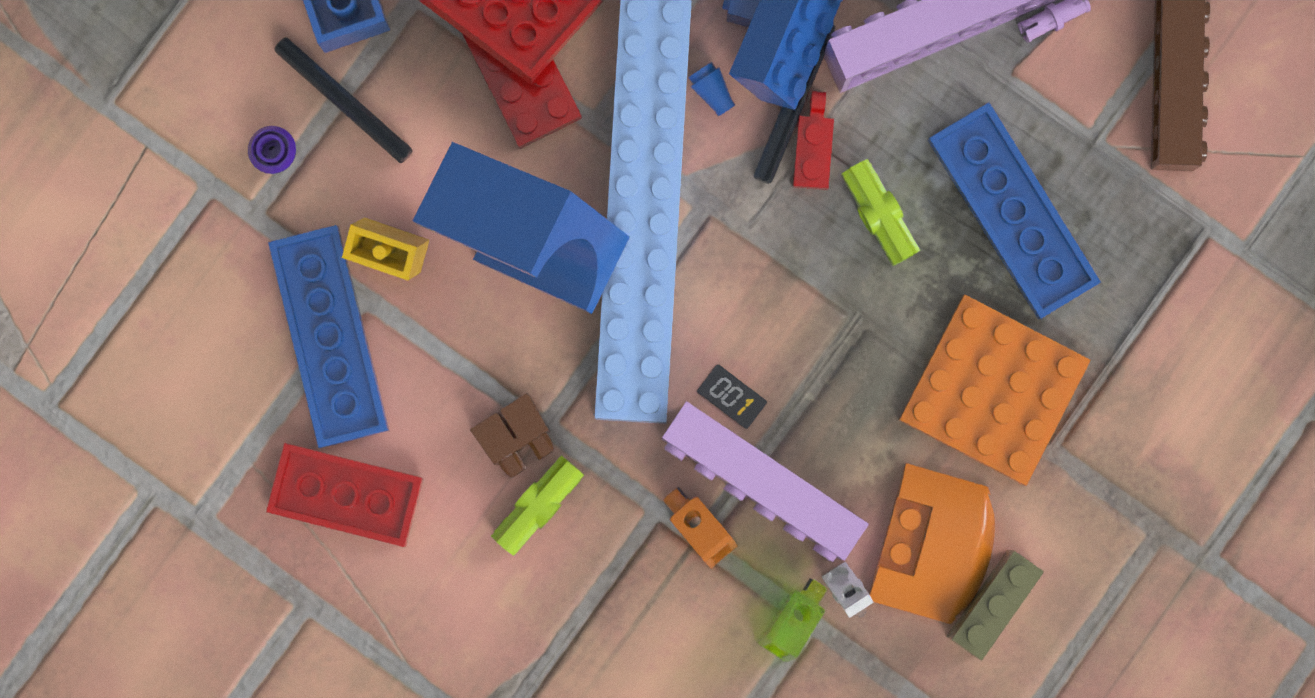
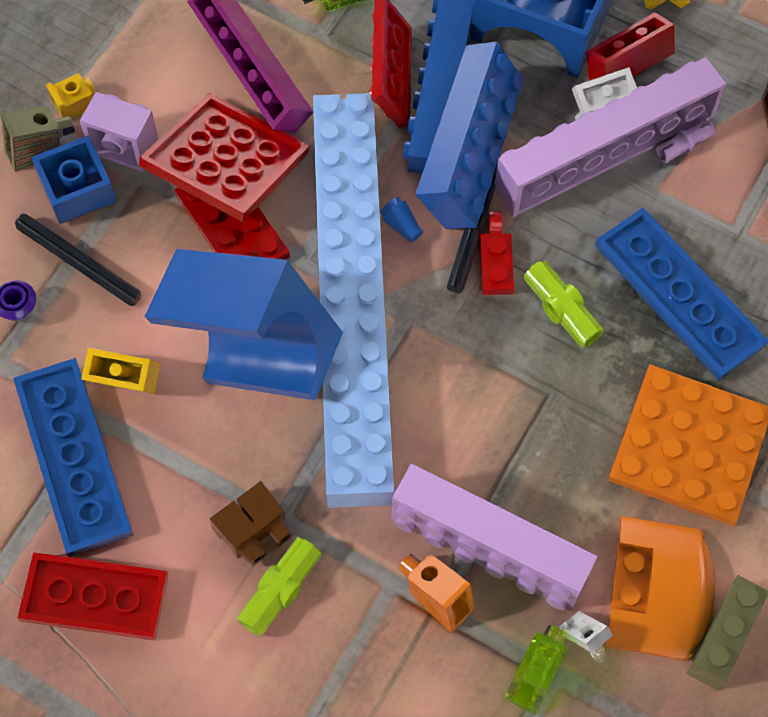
camera: 10 degrees left, 20 degrees down
(732, 396) = (453, 471): black sticker -> none

